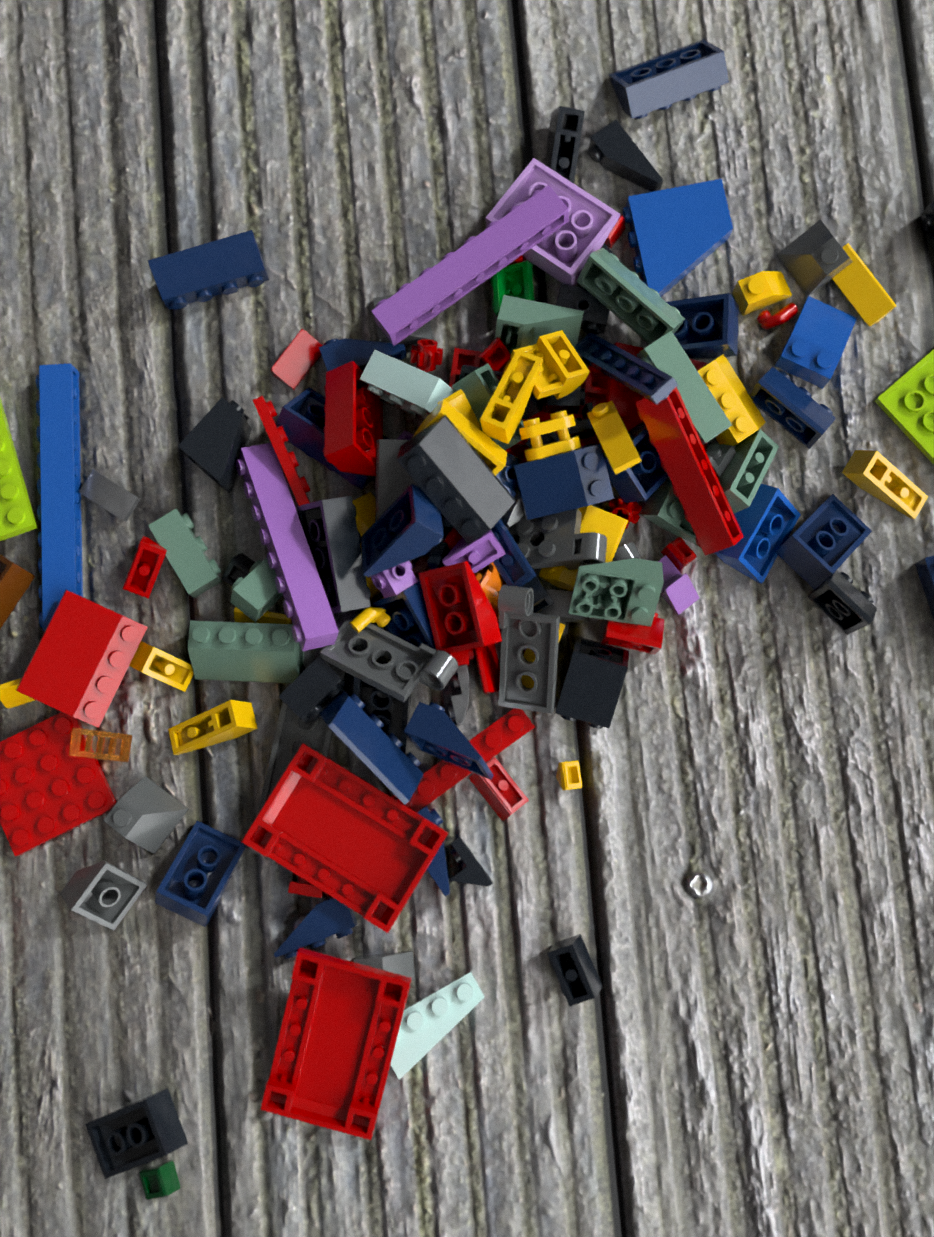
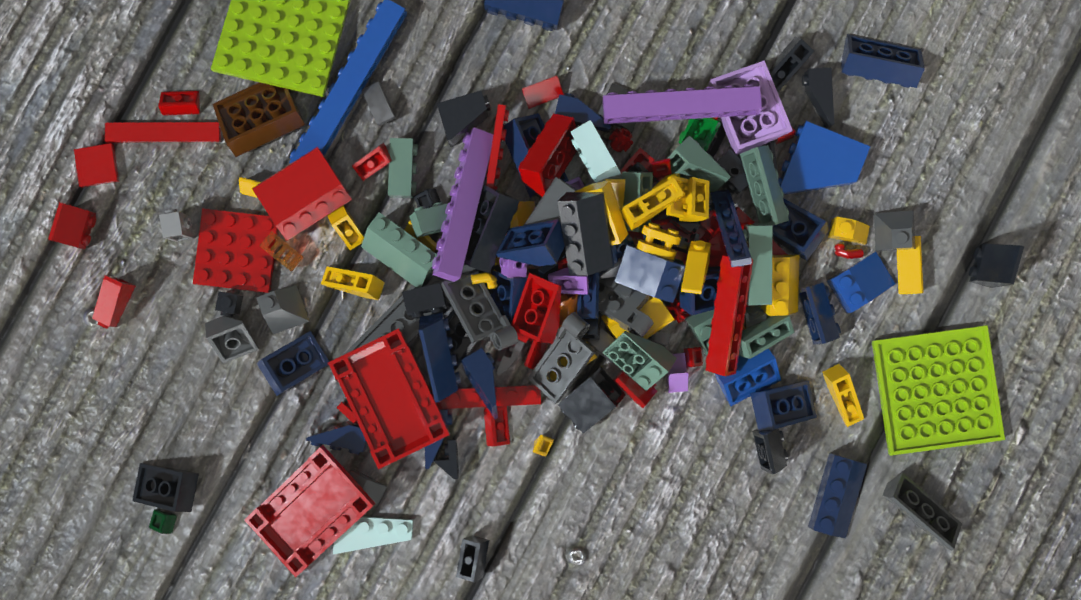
camera: 25 degrees right, 5 degrees up
(74, 851) = (228, 303): none -> black brick

